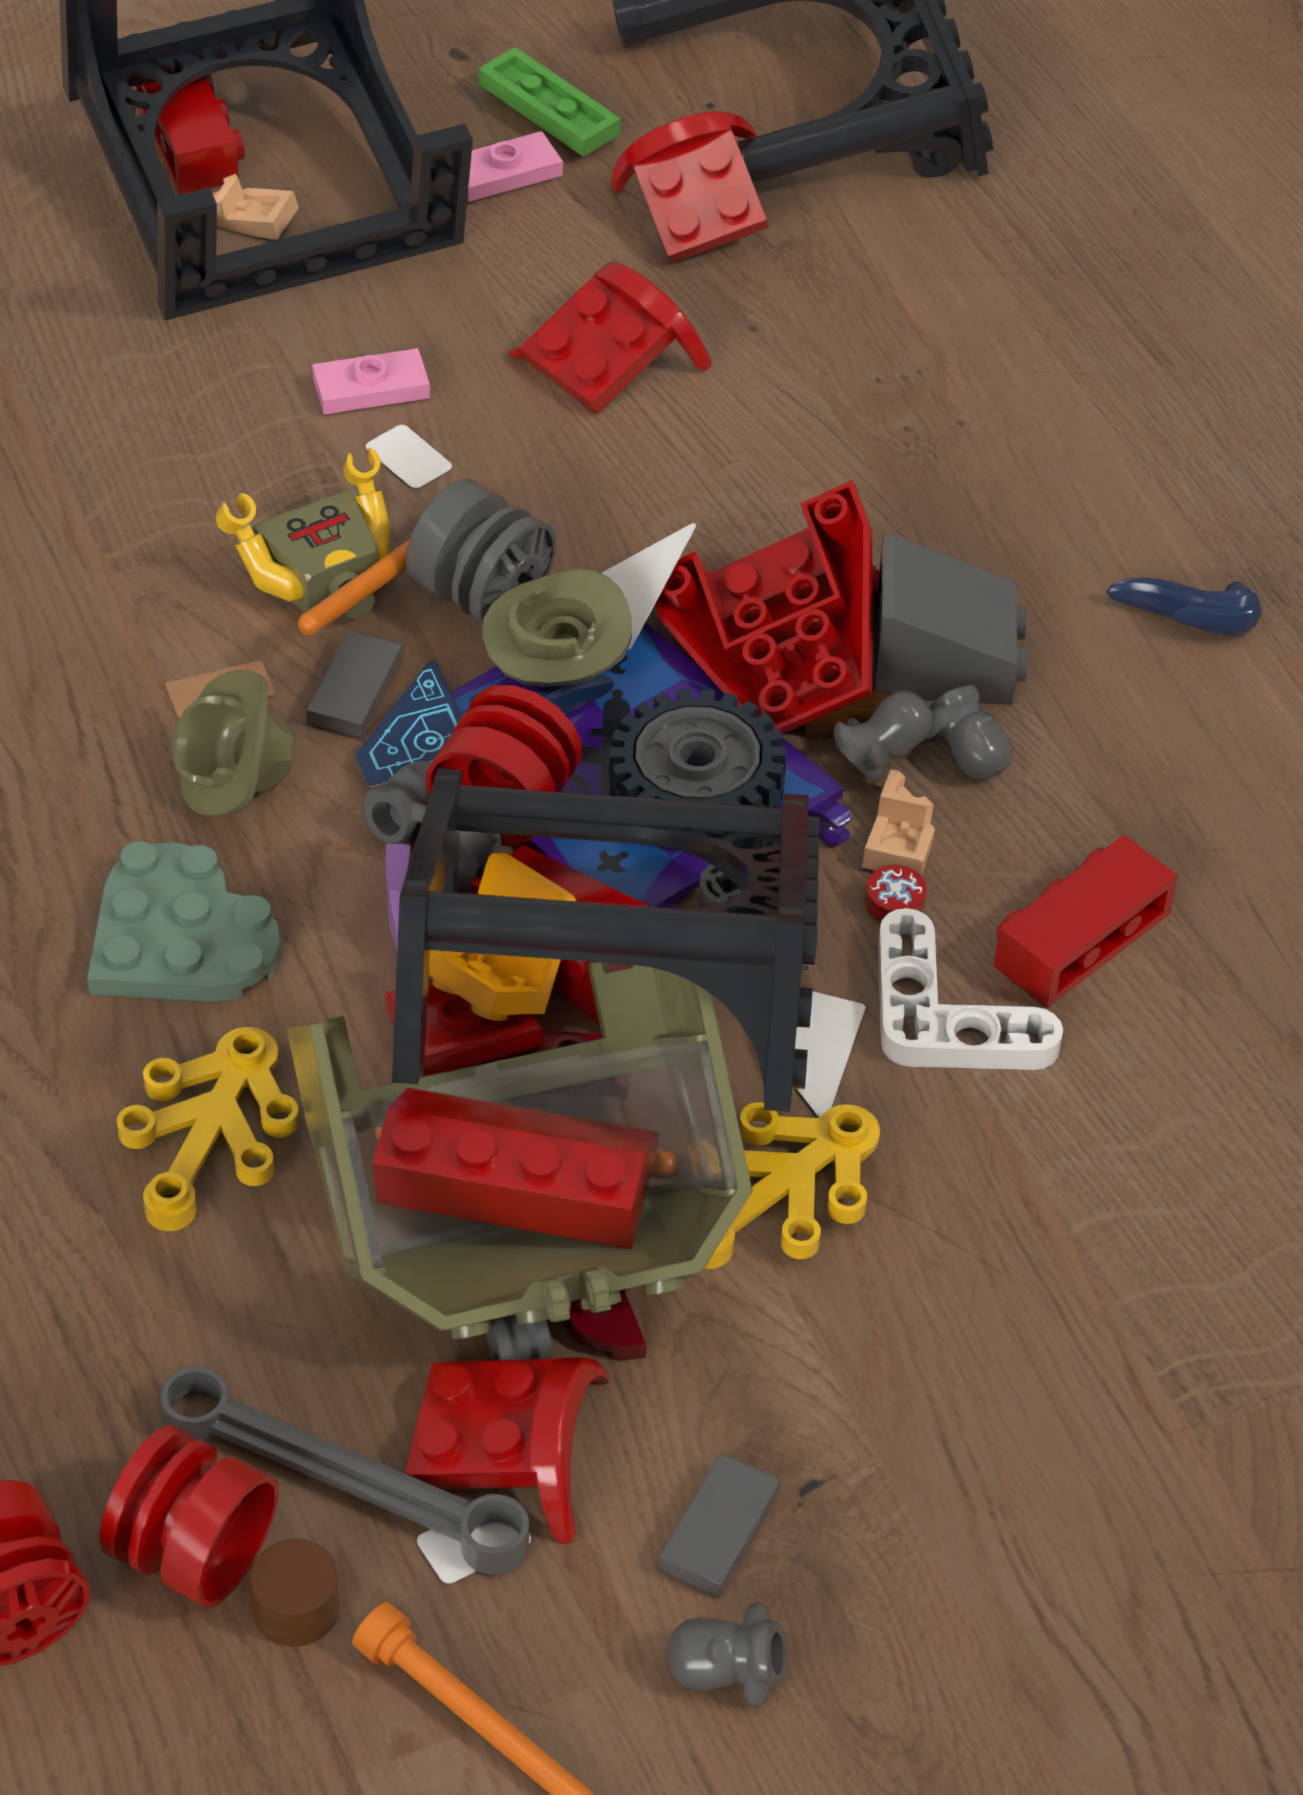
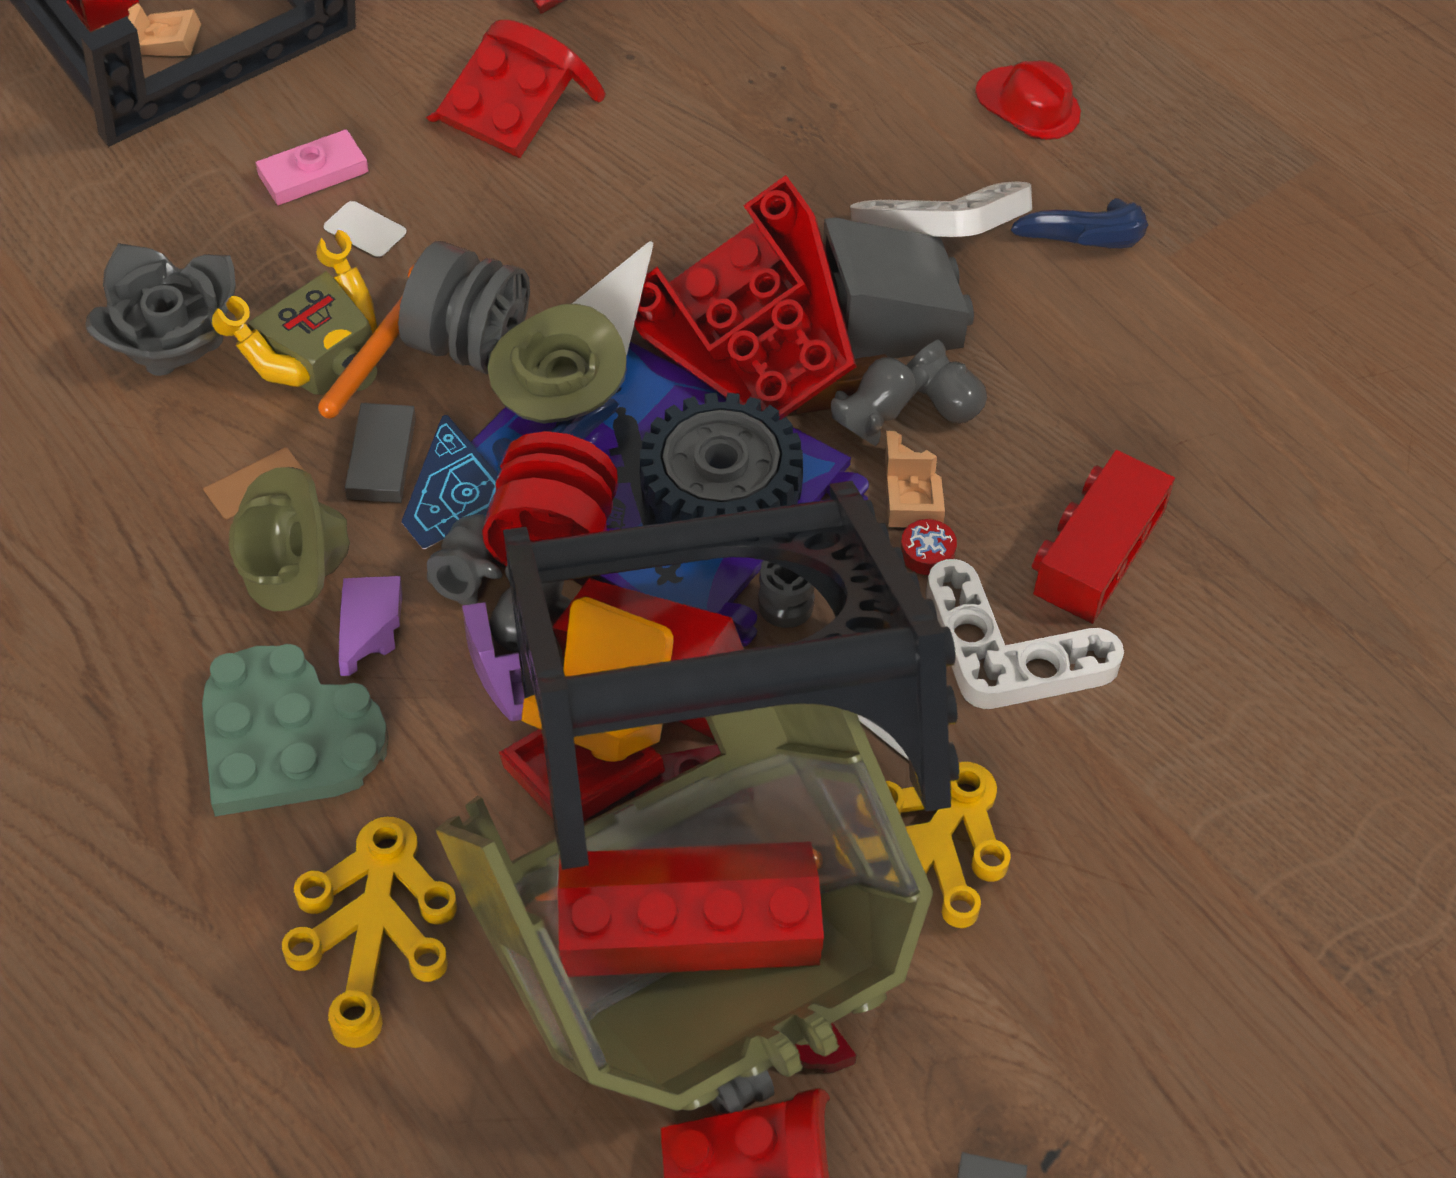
camera: 15 degrees left, 5 degrees up
(169, 494) = (161, 311): none -> dark grey brick
(291, 840) = (368, 618): none -> medium lavender slope
(1041, 564) = (955, 218): none -> white beam
(1185, 457) = (1032, 98): none -> red piece

